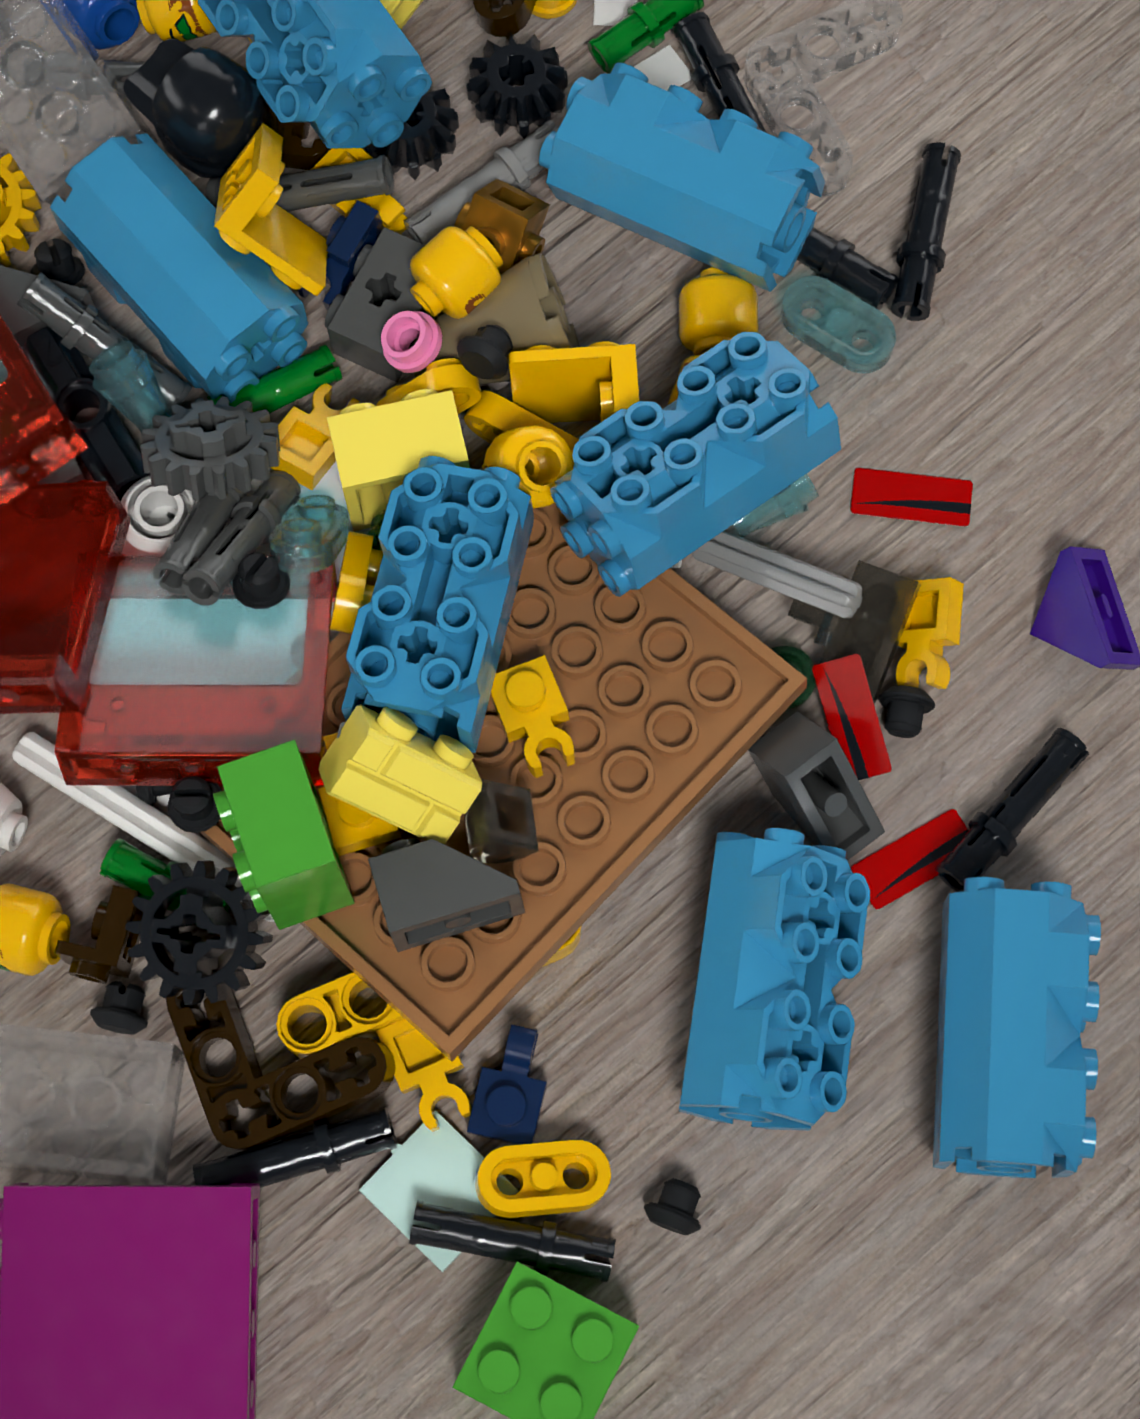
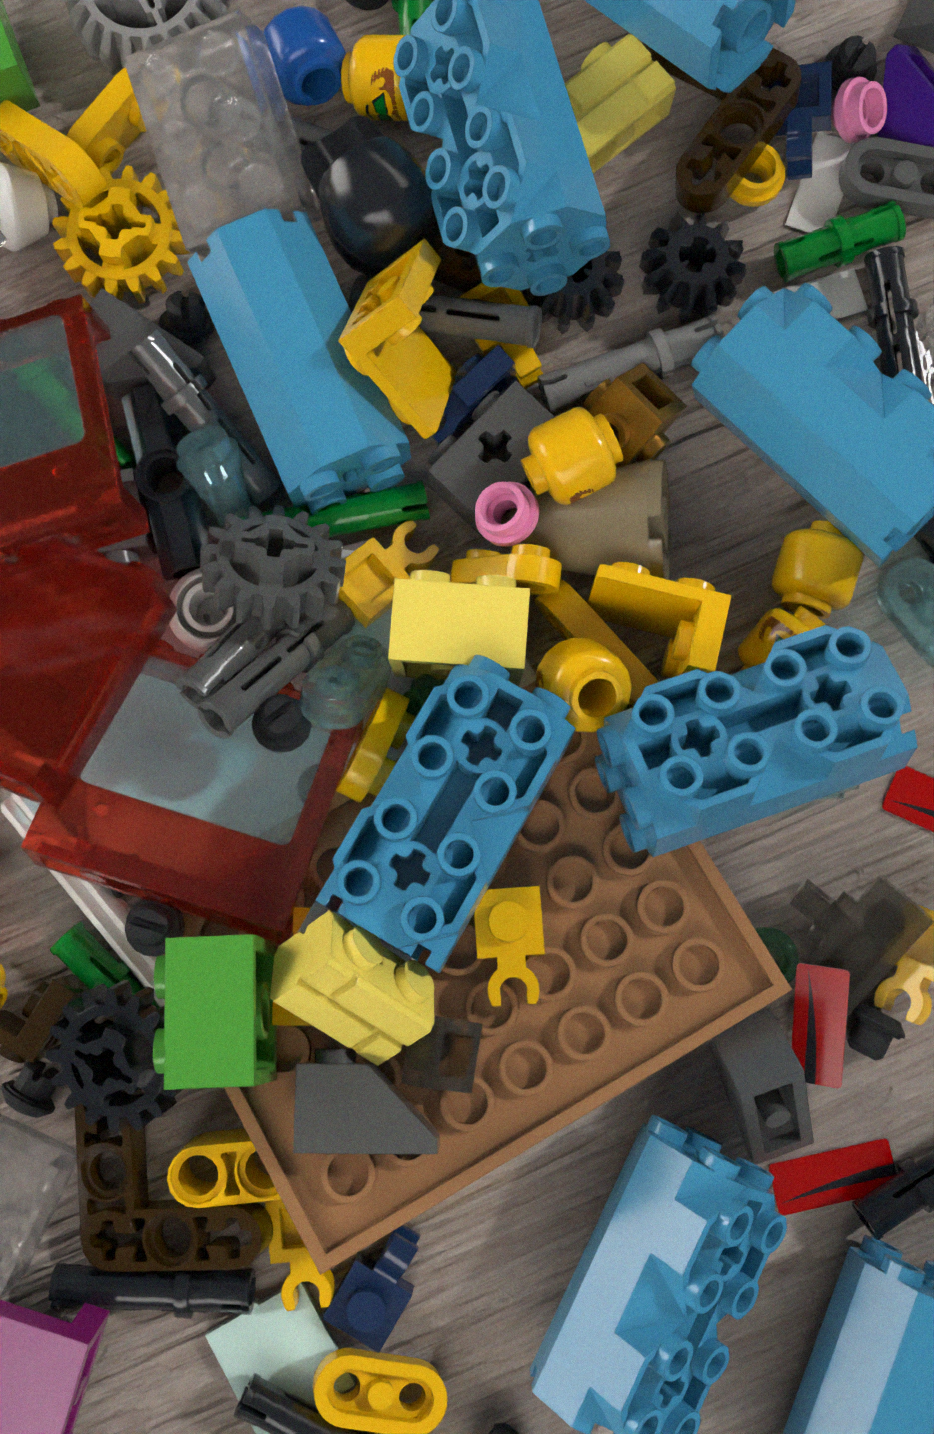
camera: 15 degrees right, 10 degrees up
(486, 352) = (577, 554): black piece -> none
(782, 574) = (810, 874): light grey axle -> none

